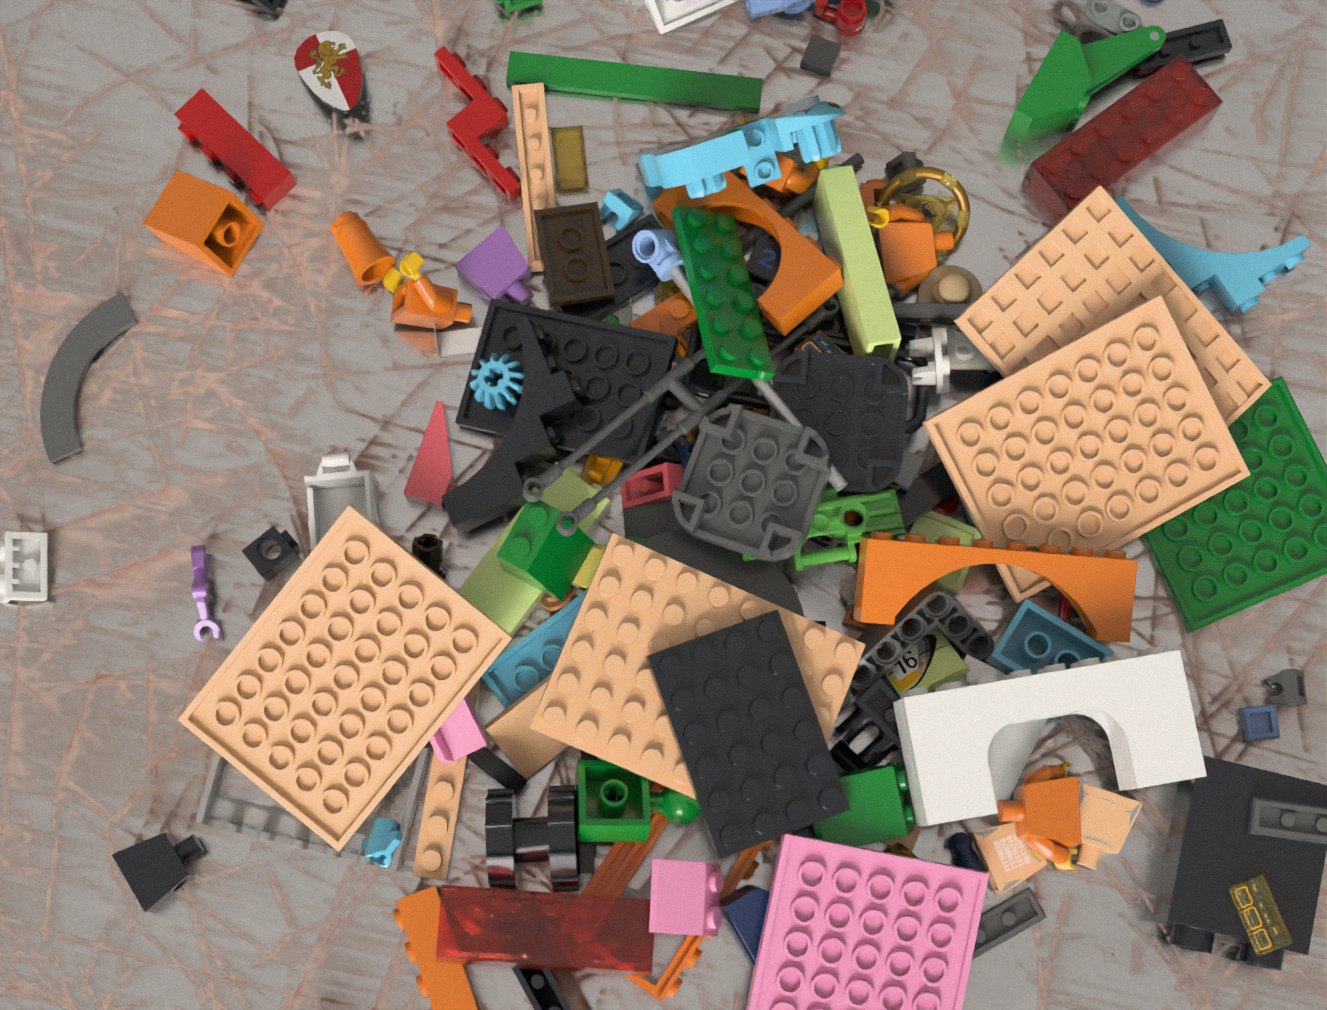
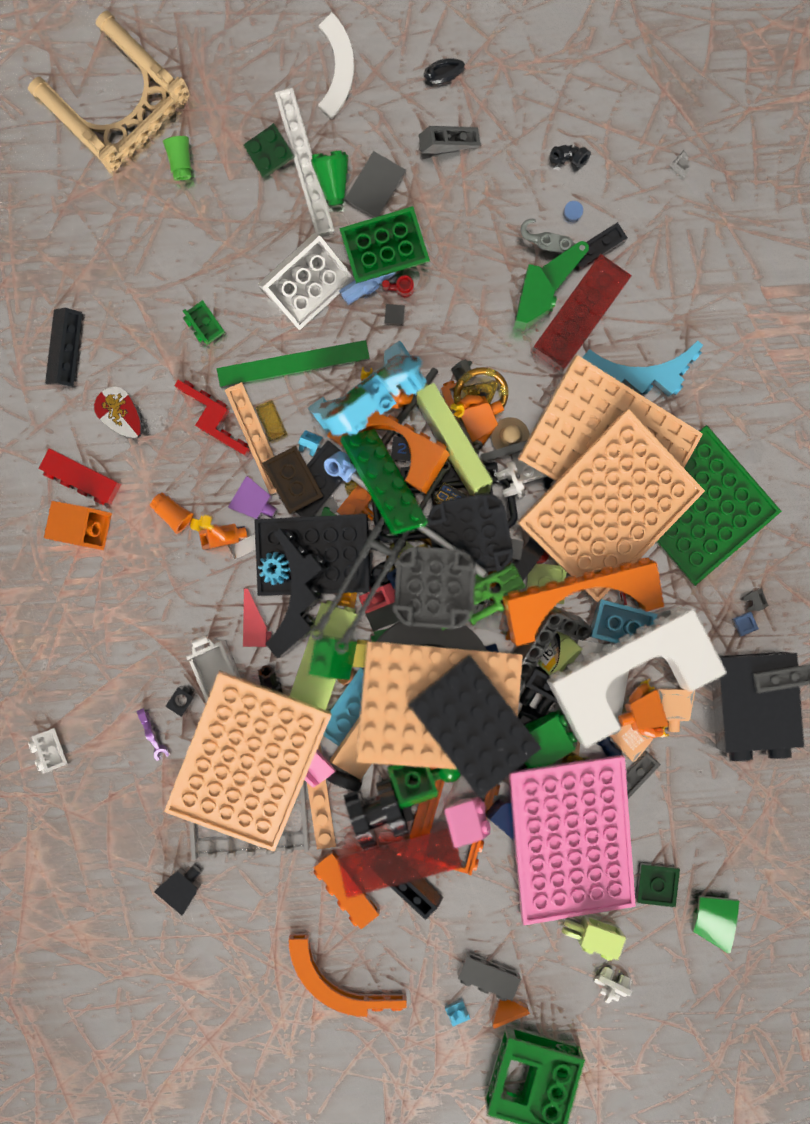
camera: 15 degrees left, 10 degrees up
(69, 369) = (32, 633): dark grey tile -> none
(382, 841) = (295, 838): medium azure piece -> none
(1260, 915) = (773, 735): clear yellow tile -> none

